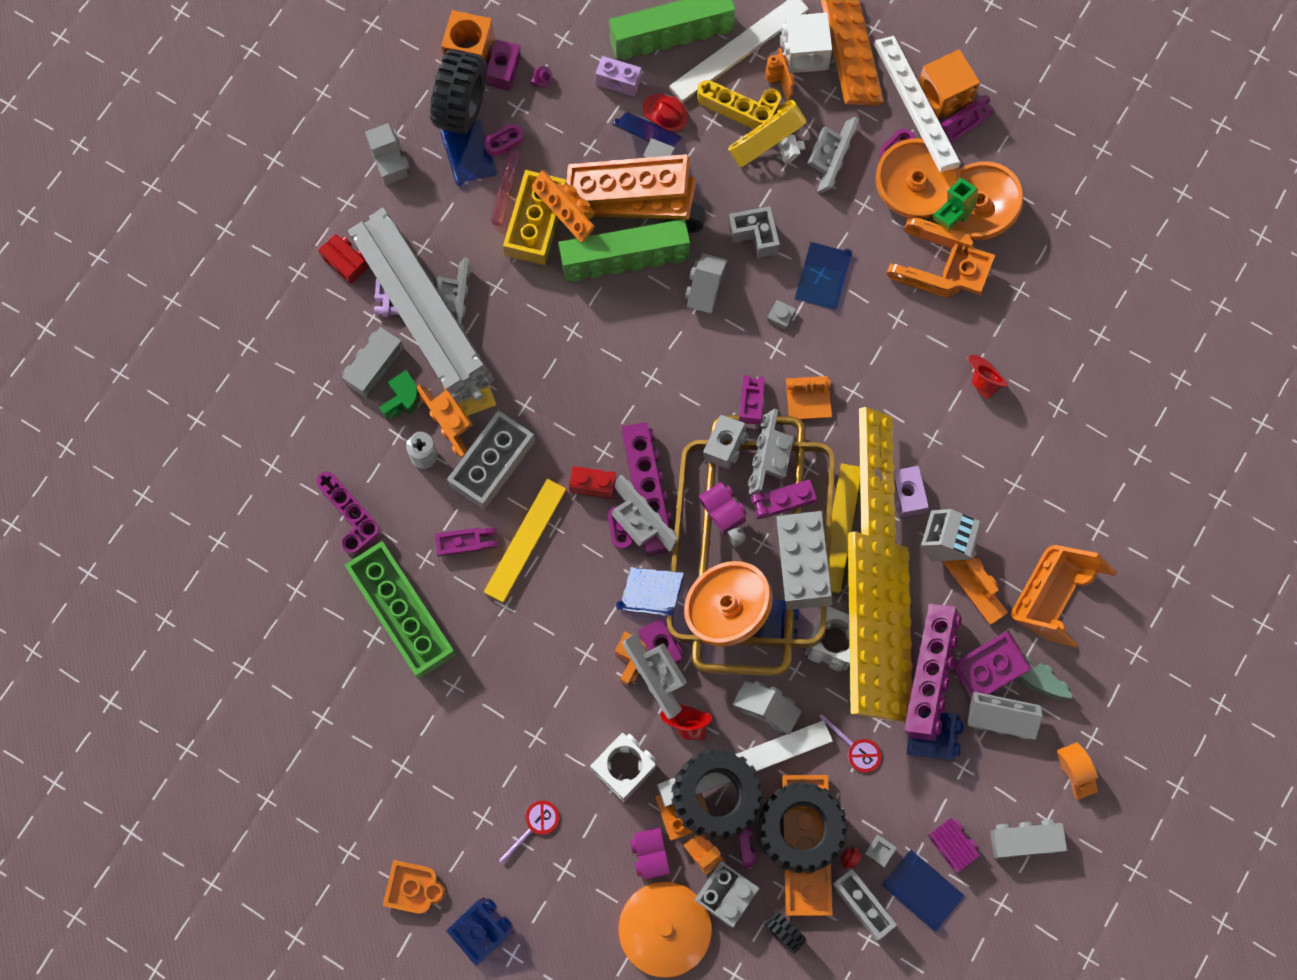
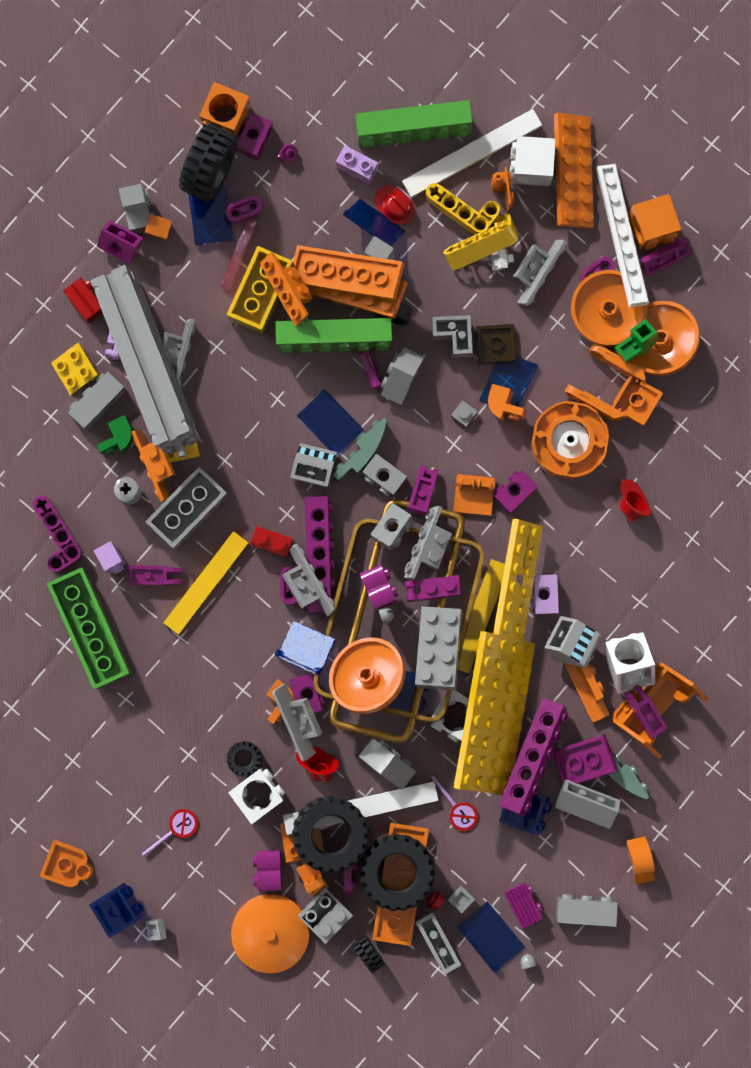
camera: 10 degrees right, 10 degrees up
(343, 332) = (74, 368): none -> yellow hinge
(365, 183) = (119, 242): none -> magenta brick
(413, 170) = (158, 227): none -> orange panel
(413, 527) = (110, 558): none -> lavender brick
(529, 946) = (156, 929): none -> light grey plate
(600, 716) = (232, 758): none -> black tyre
(625, 394) = (313, 466): none -> light grey slope
(635, 347) = (330, 422): none -> clear blue piece
(670, 284) = (370, 370): none -> magenta axle
(681, 364) = (368, 445): none -> sand green slope
(700, 381) = (379, 465): none -> light grey brick
(802, 236) = (496, 344): none -> dark brown tile
(821, 298) = (499, 403): none -> orange brick
(850, 398) = (523, 483): none -> magenta brick
(903, 322) = (577, 423): none -> orange piece
(972, 911) = (528, 961): none -> light grey hinge
(1020, 547) = (625, 675): none -> white brick
(1049, 599) = (646, 712): none -> magenta hinge

